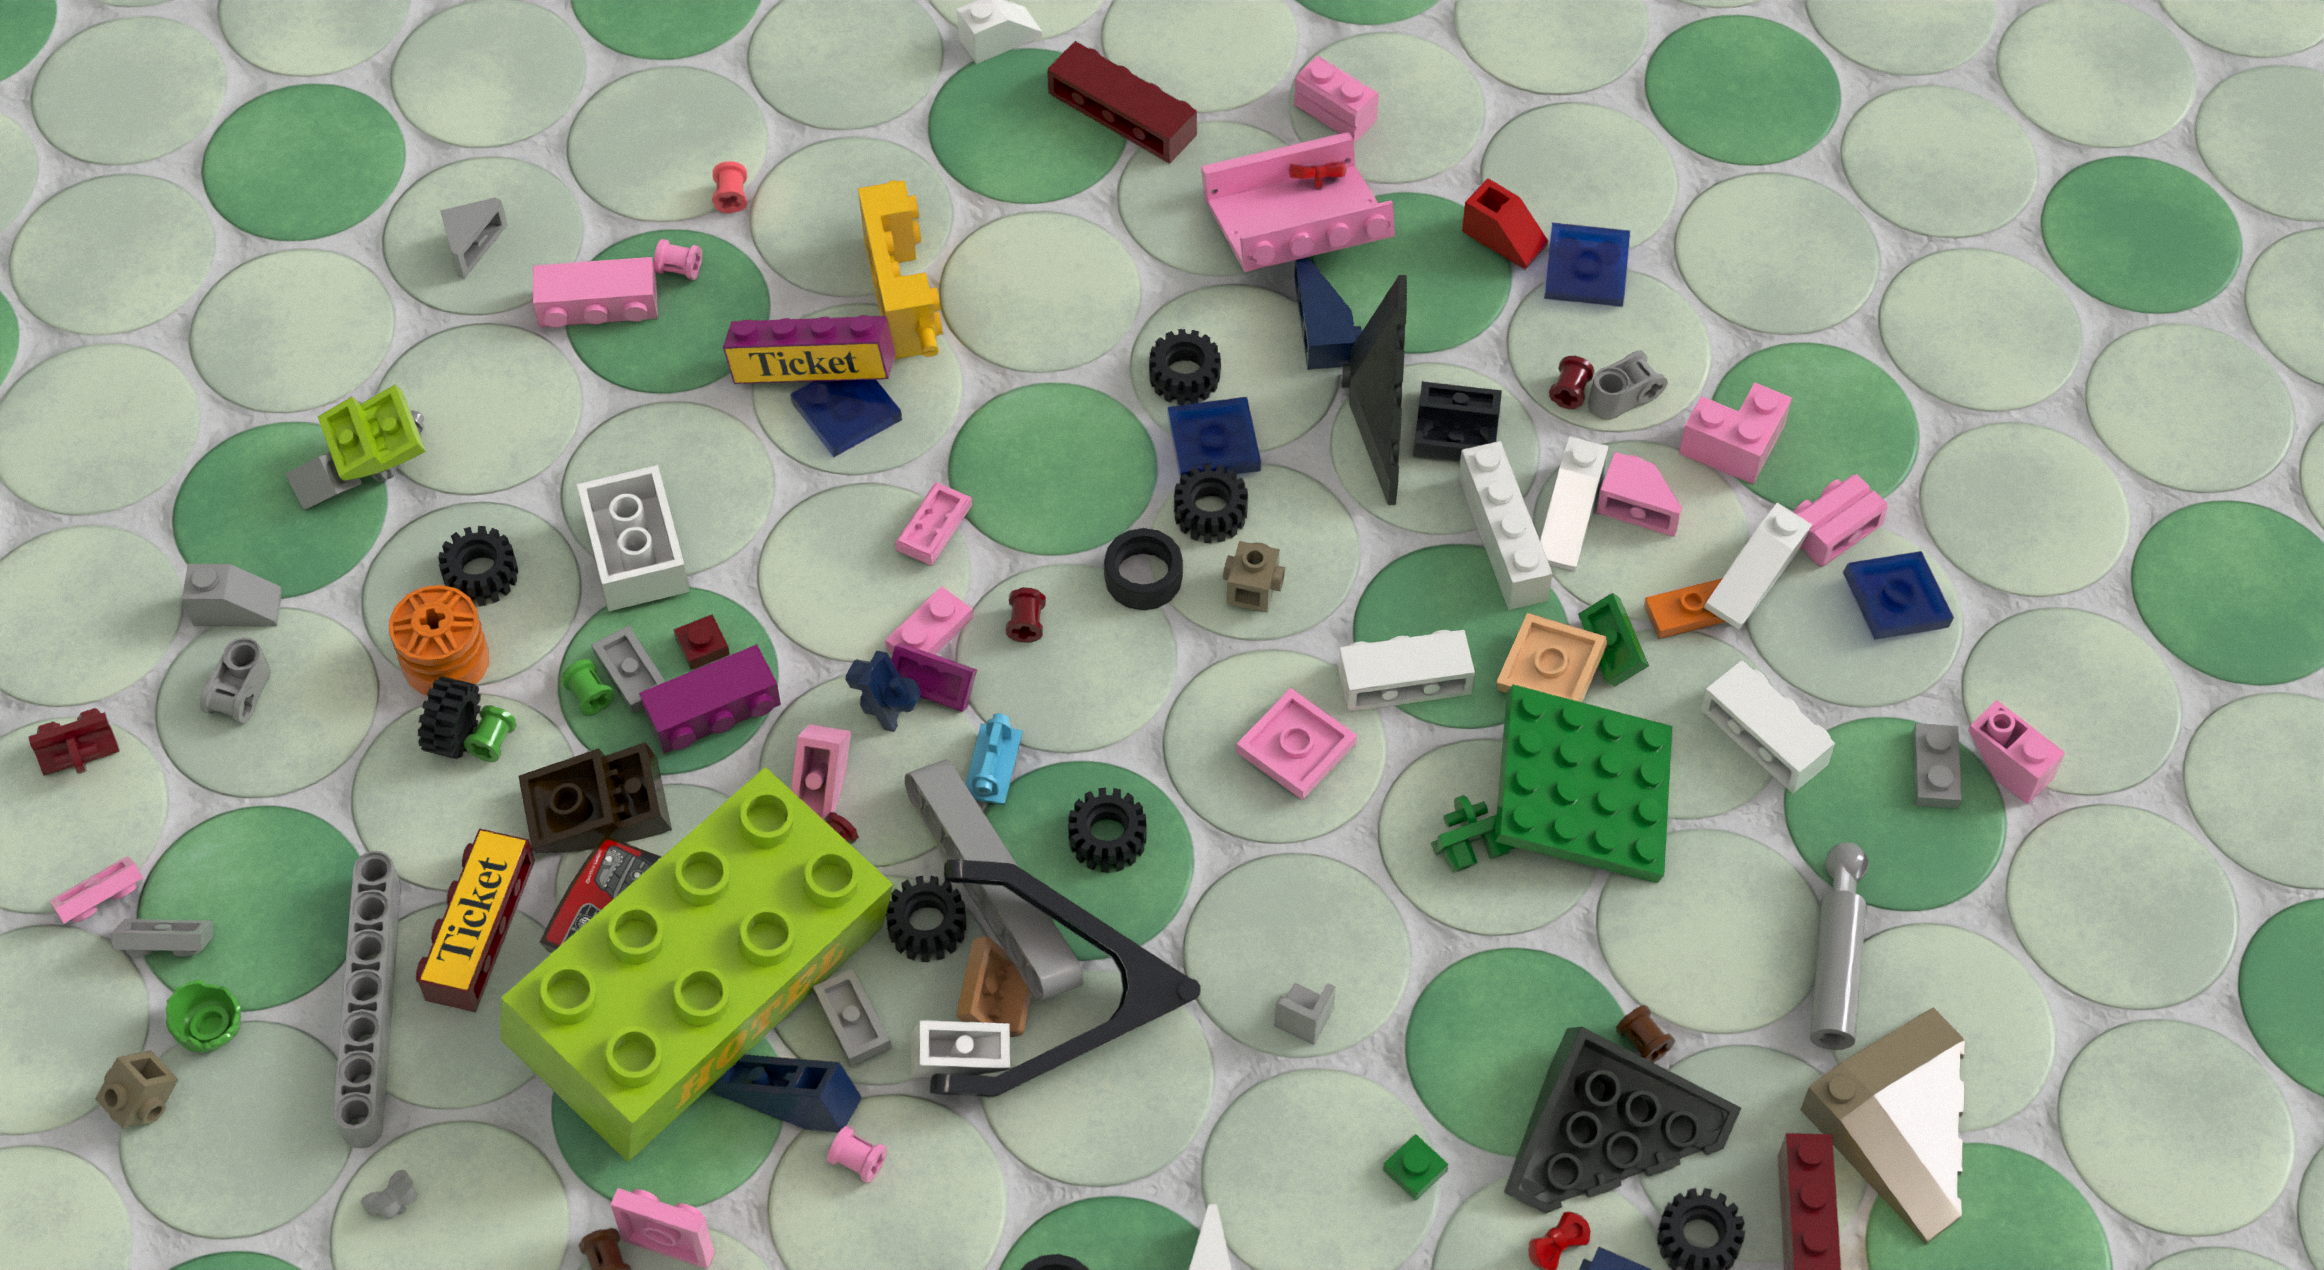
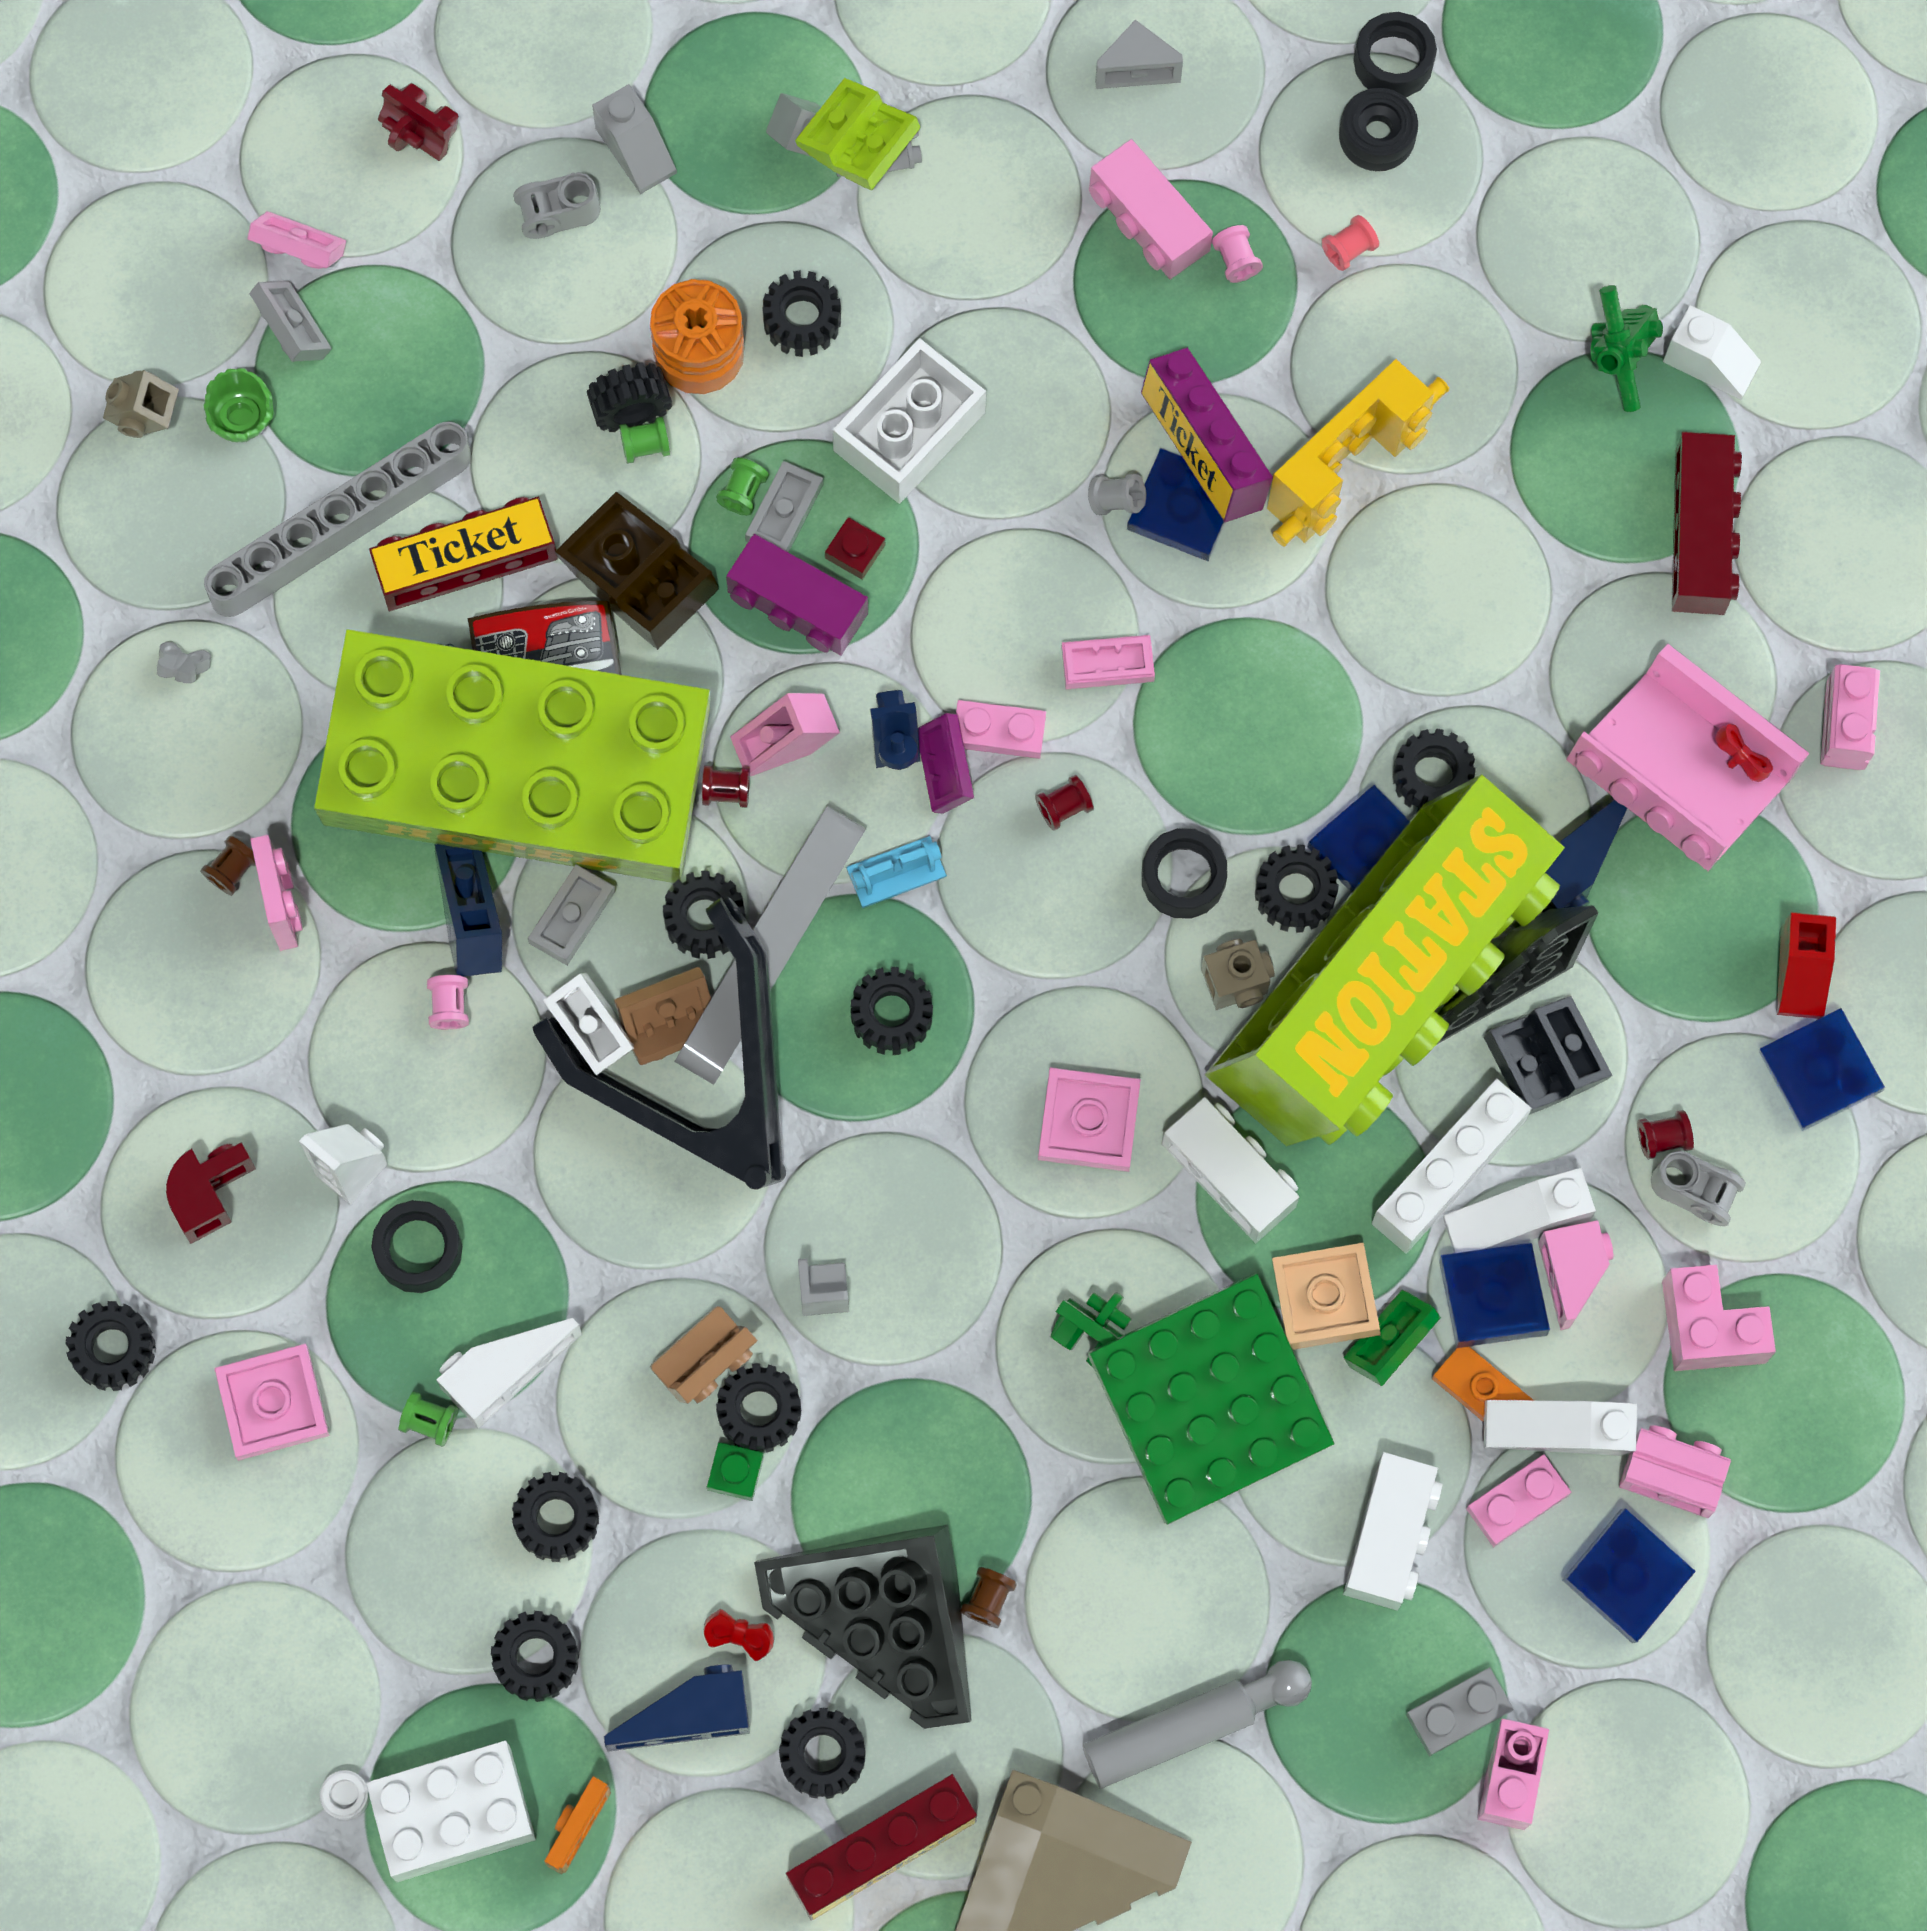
camera: 55 degrees right, 15 degrees up
(603, 59) = (1400, 26): none -> black tyre
(661, 140) = (1382, 106): none -> black tyre
(806, 438) = (1117, 494): none -> light grey bush
(951, 65) = (1623, 341): none -> green piece
(1307, 1128) = (702, 1355): none -> medium nougat bracket
(1333, 455) = (1386, 964): none -> lime brick
(1374, 1091) = (754, 1380): none -> black tyre
(1623, 556) = (1494, 1295): none -> clear blue plate
(1793, 634) = (1518, 1500): none -> bright pink plate

